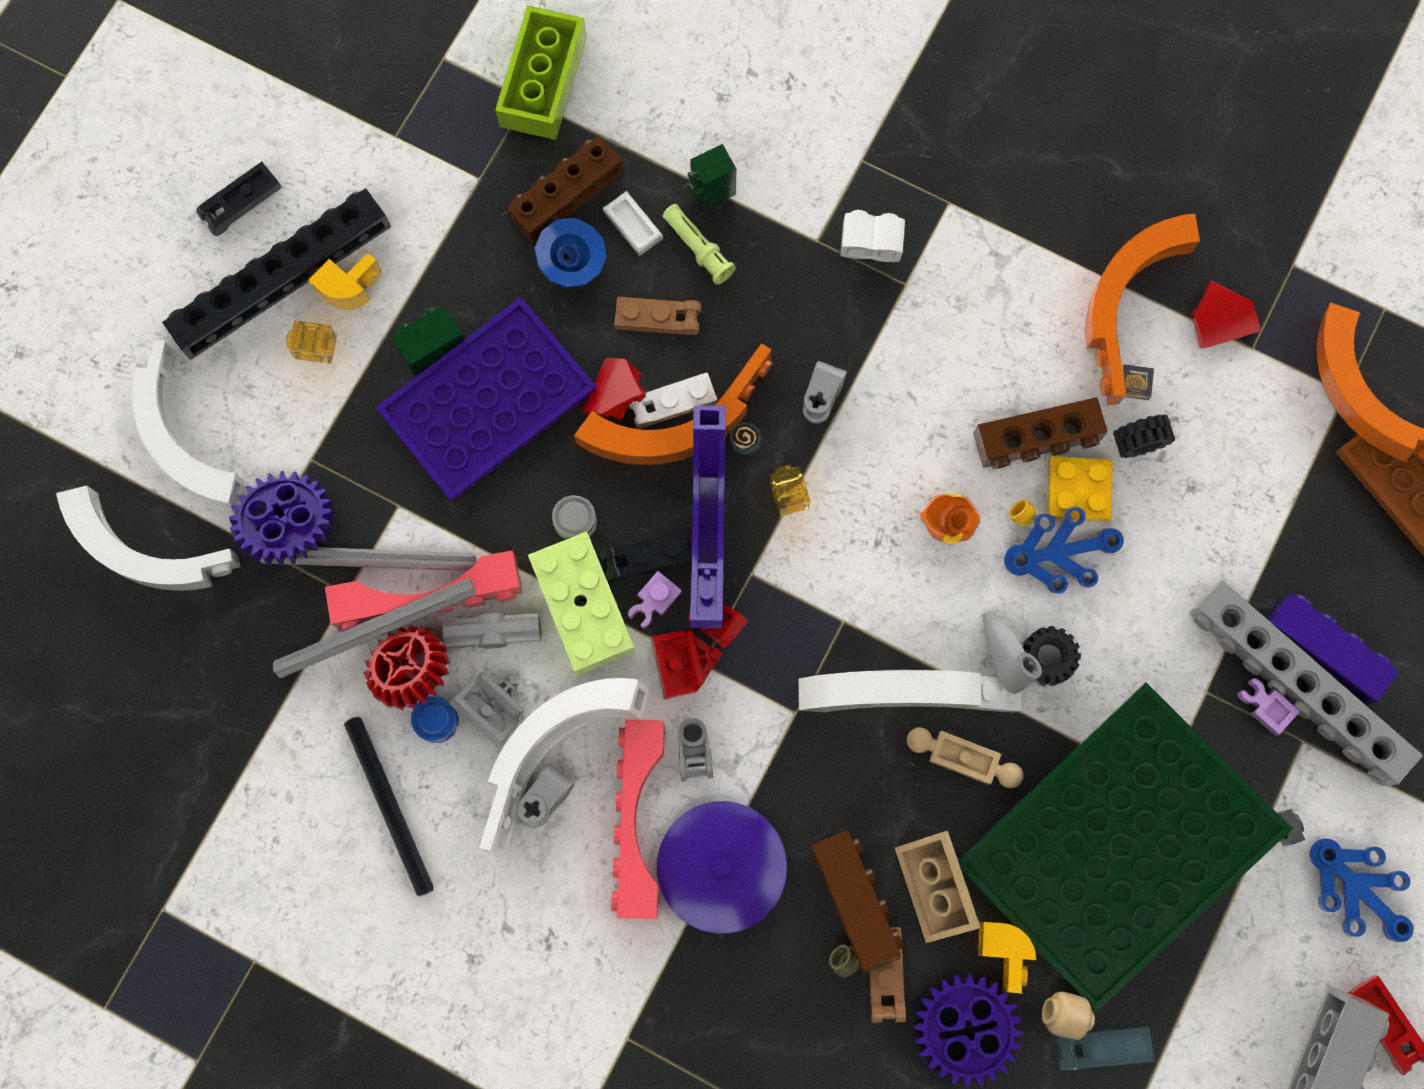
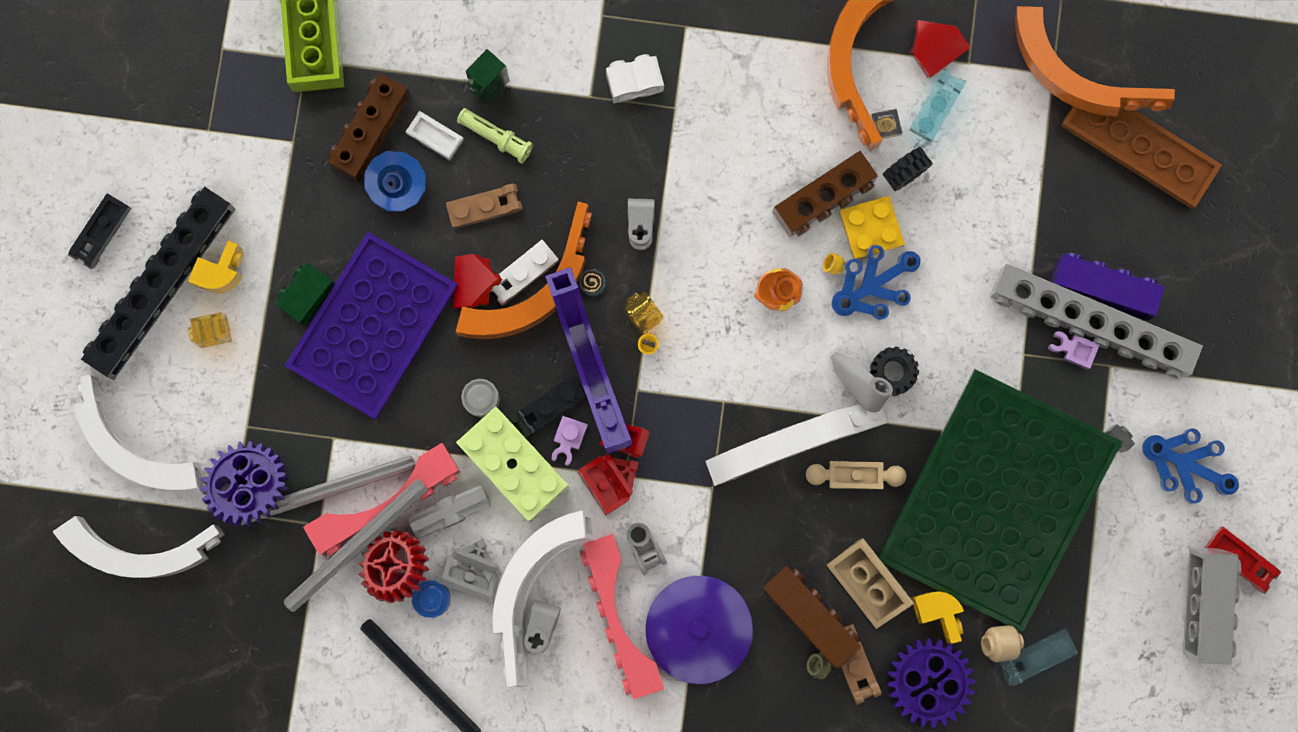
camera: 25 degrees left, 5 degrees up
(777, 530) = (647, 349): none -> yellow hinge
(1200, 382) = (937, 106): none -> clear light blue plate

